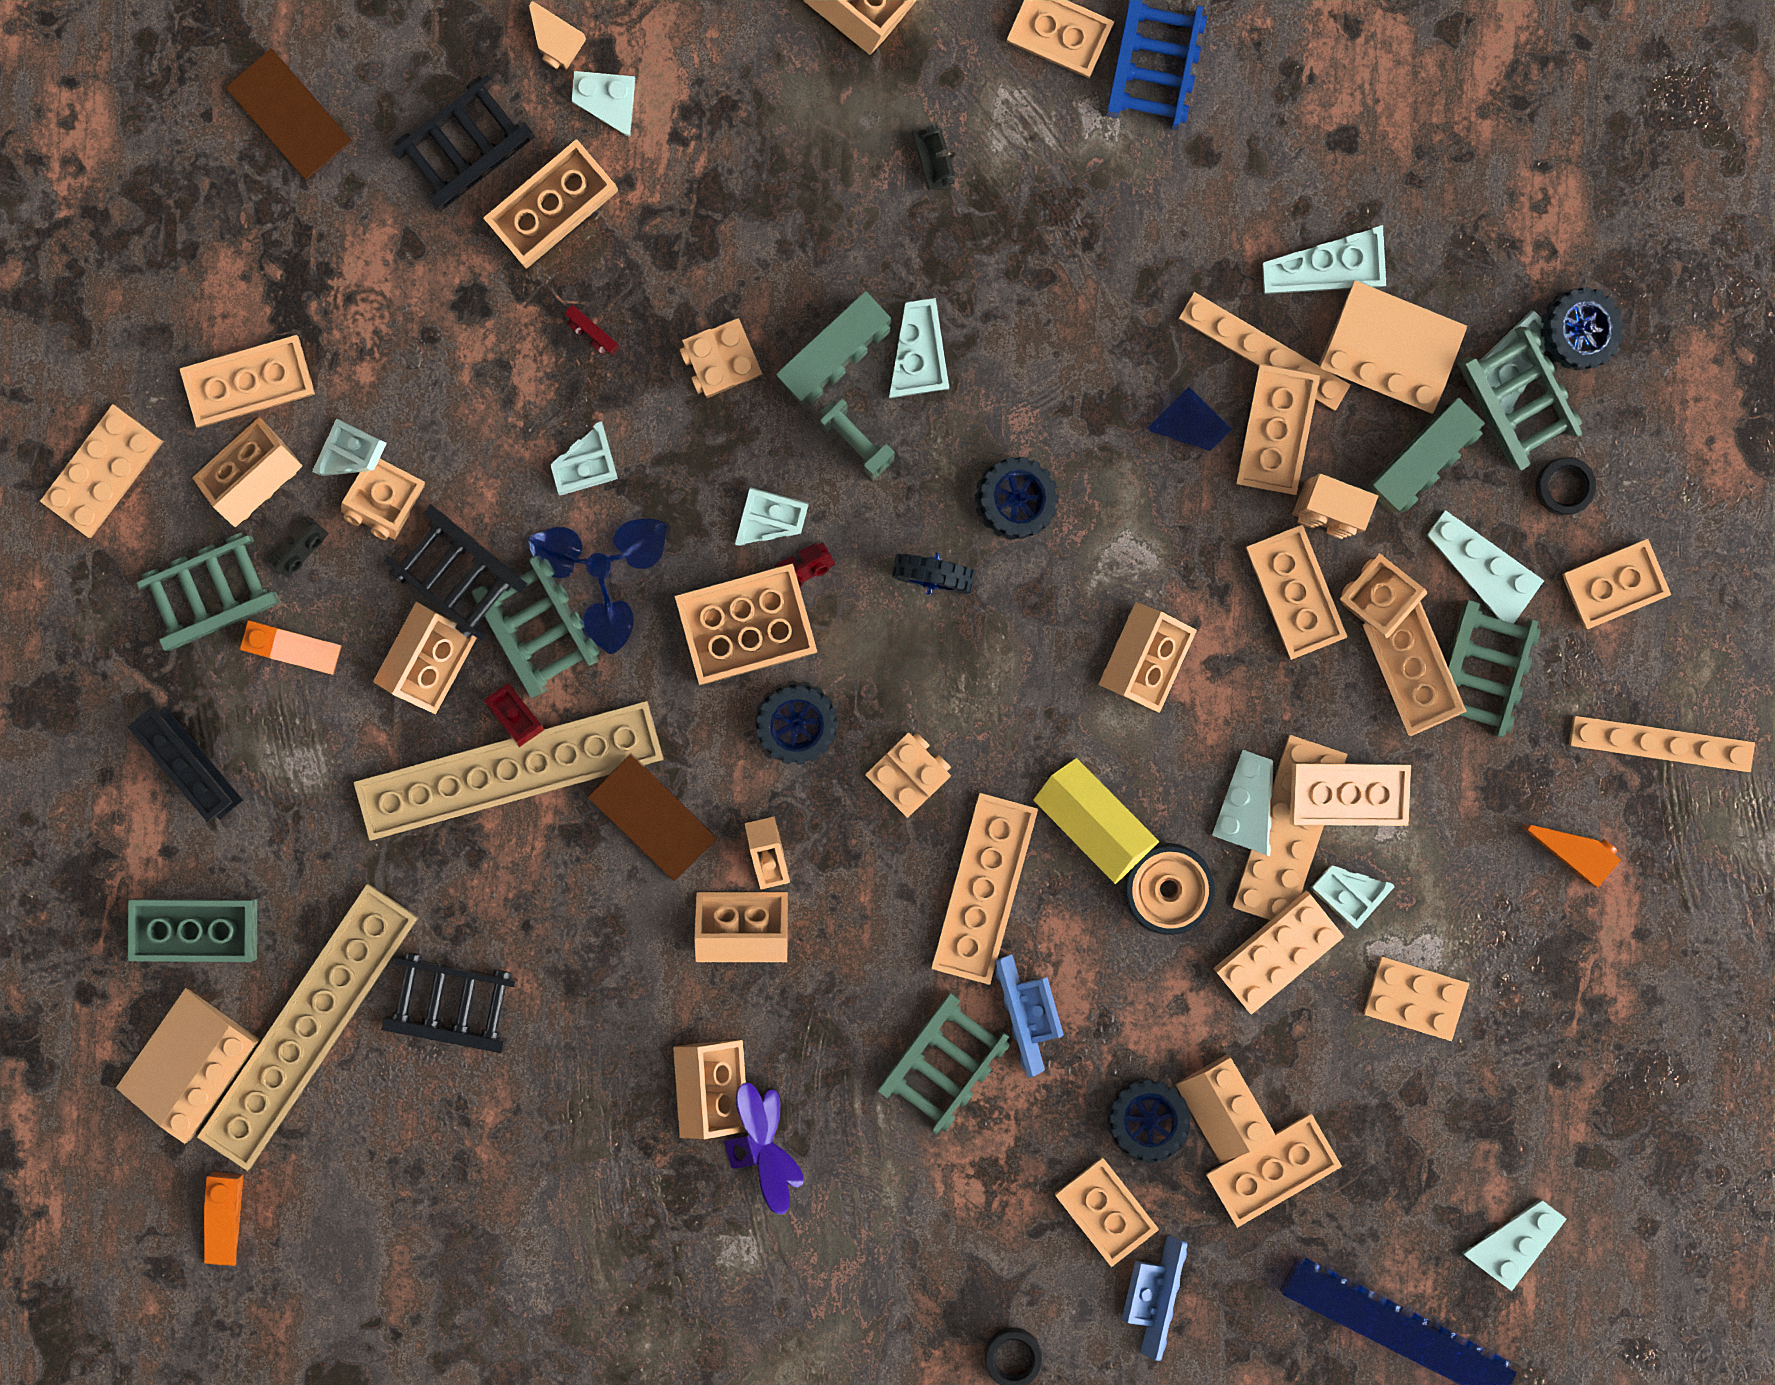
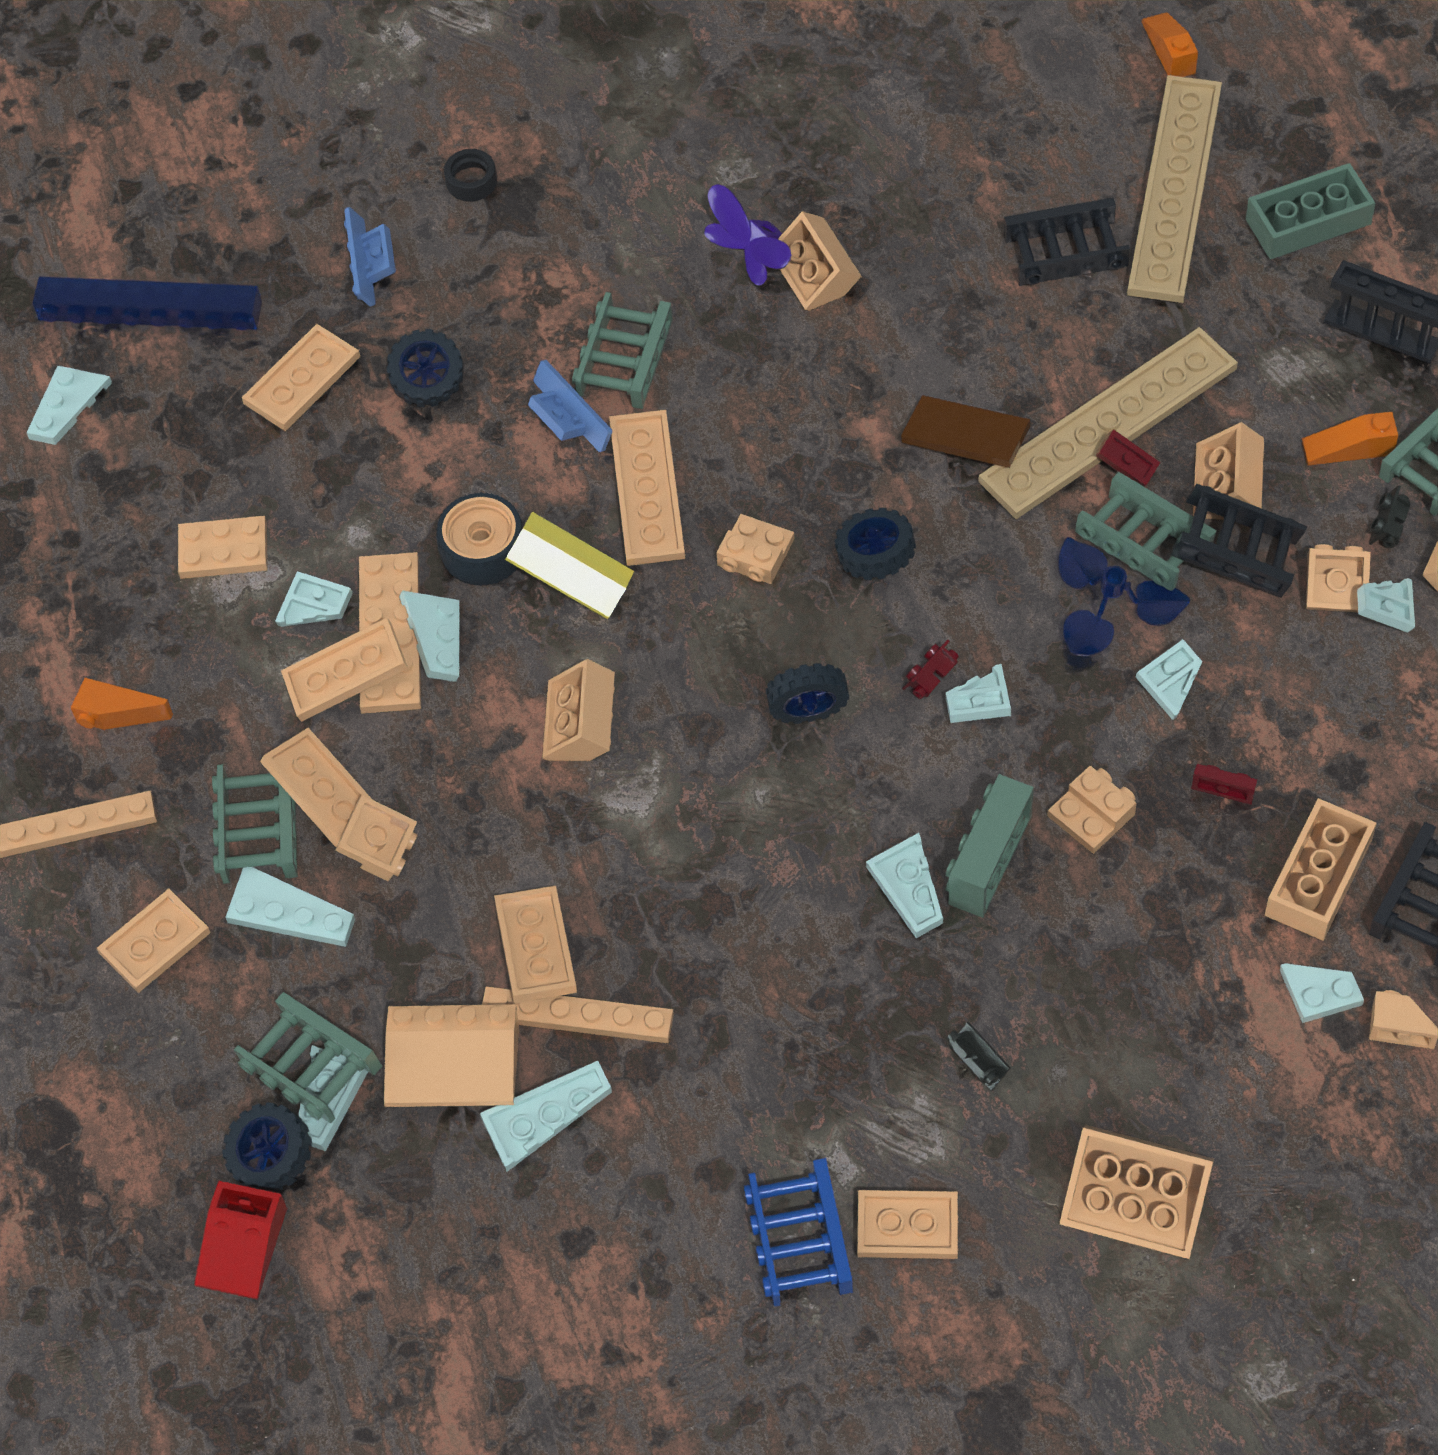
camera: 165 degrees right, 30 degrees down
(187, 1065) = (1258, 127): light nougat slope -> none
(741, 927) = (847, 382): light nougat slope -> none
(746, 624) = (955, 594): light nougat slope -> none
(767, 852) = (853, 443): light nougat slope -> none
(875, 458) = (904, 763): sand green fence -> none
(991, 511) = (749, 767): black wheel -> none
(1106, 1211) = (435, 298): light nougat plate -> none
(1191, 422) = (620, 924): clear blue wing -> none
(1225, 1109) = (358, 406): light nougat slope -> none
(1278, 952) = (361, 532): light nougat plate -> none
(1296, 592) = (461, 819): light nougat plate -> none
(1334, 506) = (452, 876): light nougat brick -> none
(1425, 455) = (381, 968): sand green brick -> none
(1589, 484) = (225, 985): black tyre -> none
(1633, 253) = (239, 1239): none -> red slope

